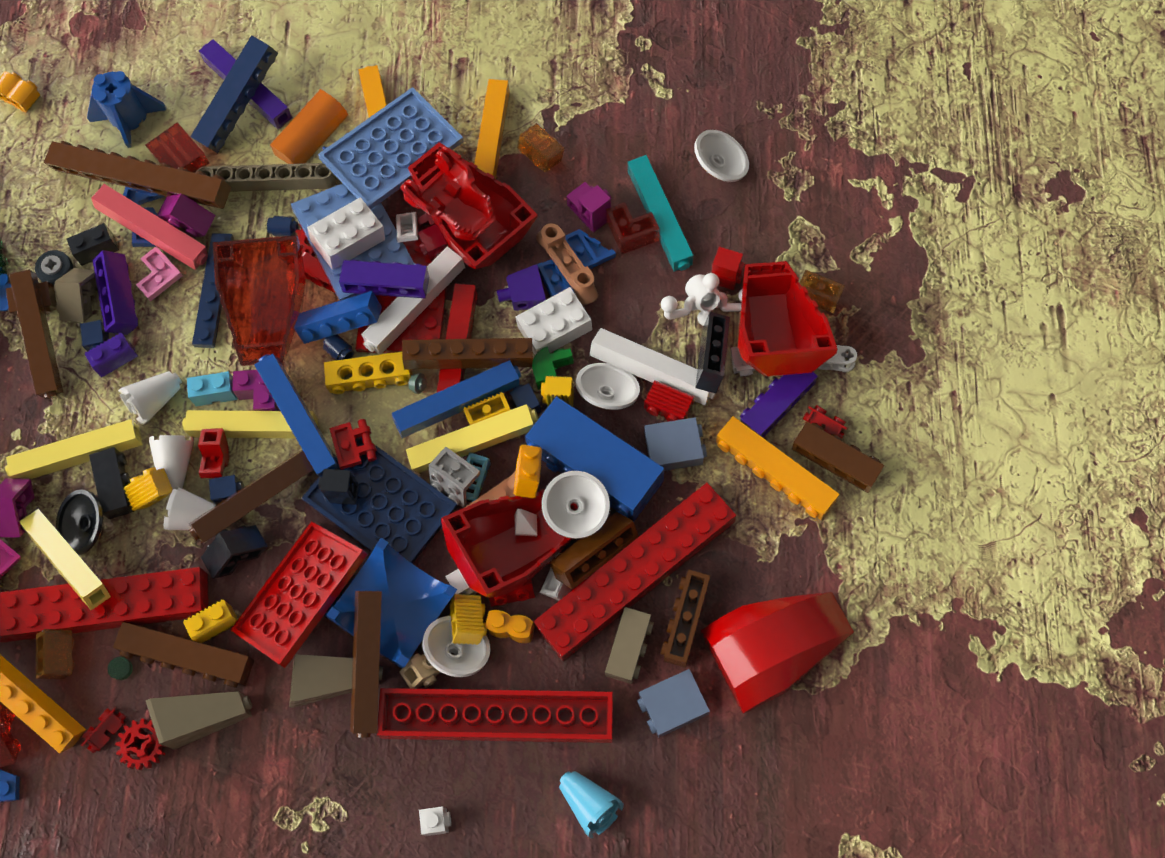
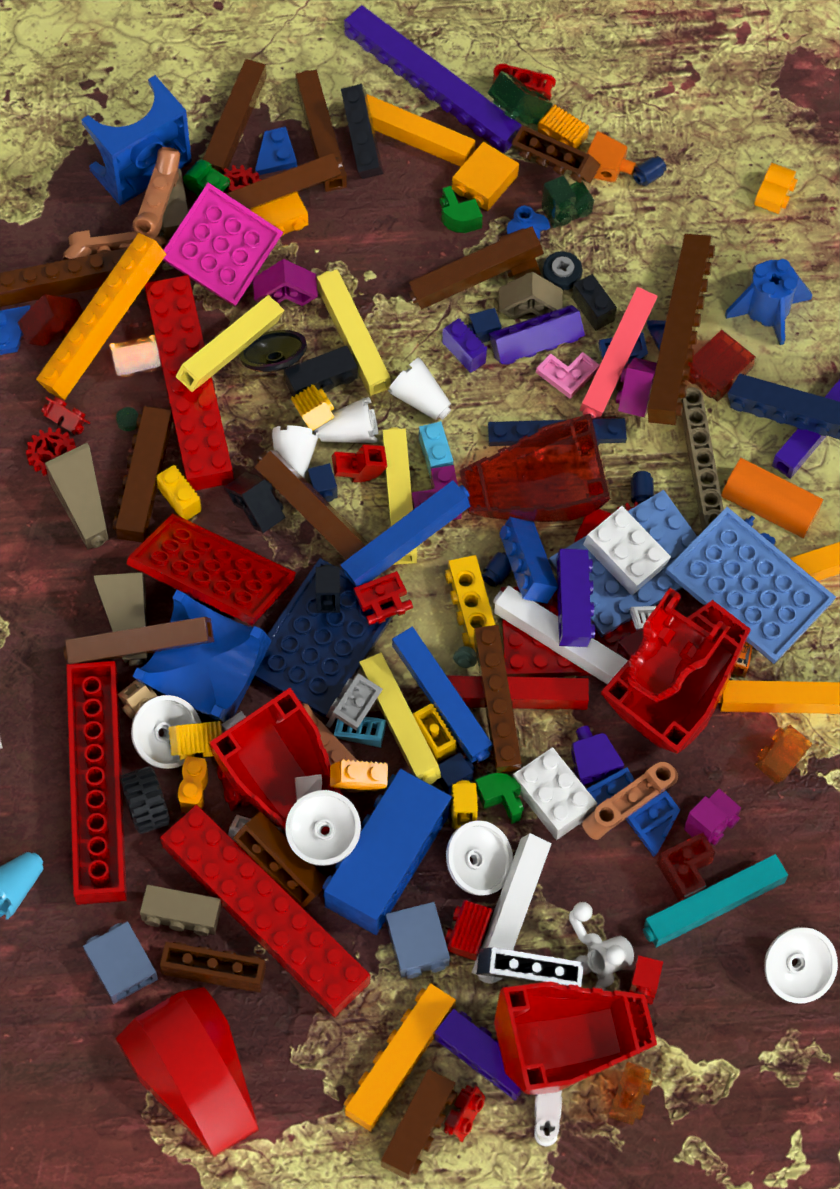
camera: 75 degrees right, 5 degrees down
(523, 668) = (145, 799): none -> black tyre

